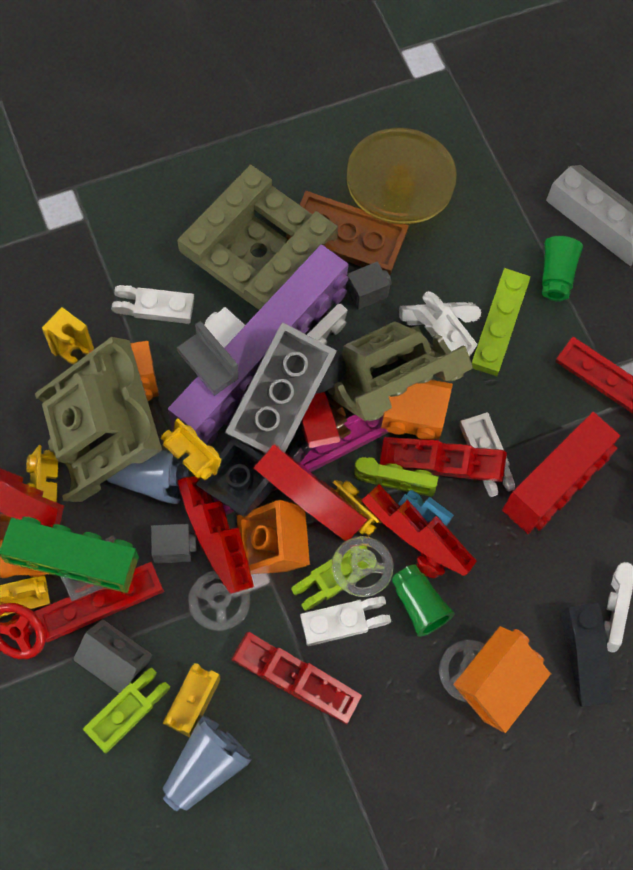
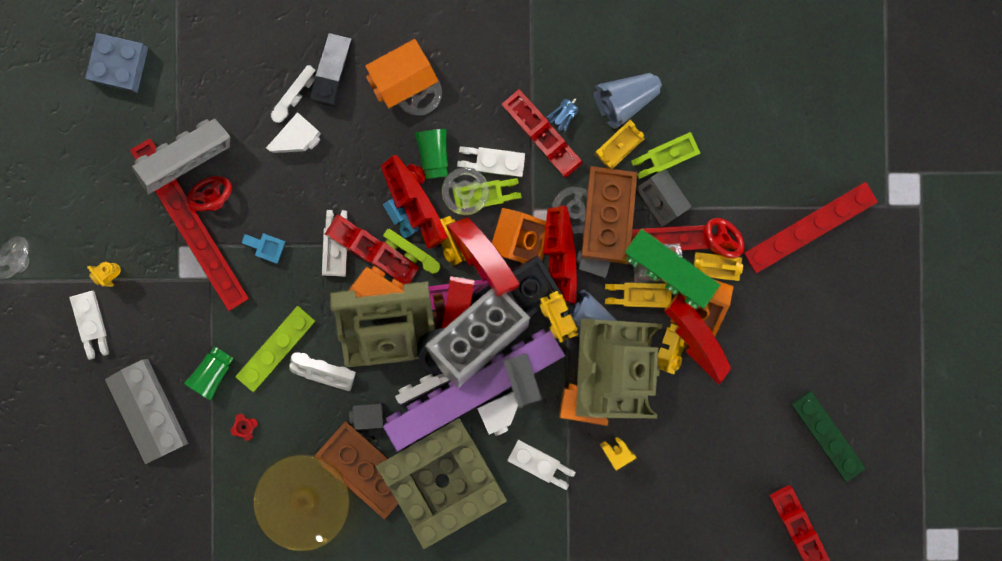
camera: 150 degrees left, 20 degrees up
(110, 521) = (640, 295): none -> yellow hinge
(174, 604) = (608, 214): none -> dark orange plate
(275, 716) = (563, 114): none -> flat silver piece
(443, 323) = (325, 349): white hinge -> none
(498, 225) = (246, 433): none -> red plate
(561, 420) = (267, 248): none -> dark azure plate
(562, 474) = (291, 203): red brick -> none
(591, 558) = (295, 137): none -> white slope

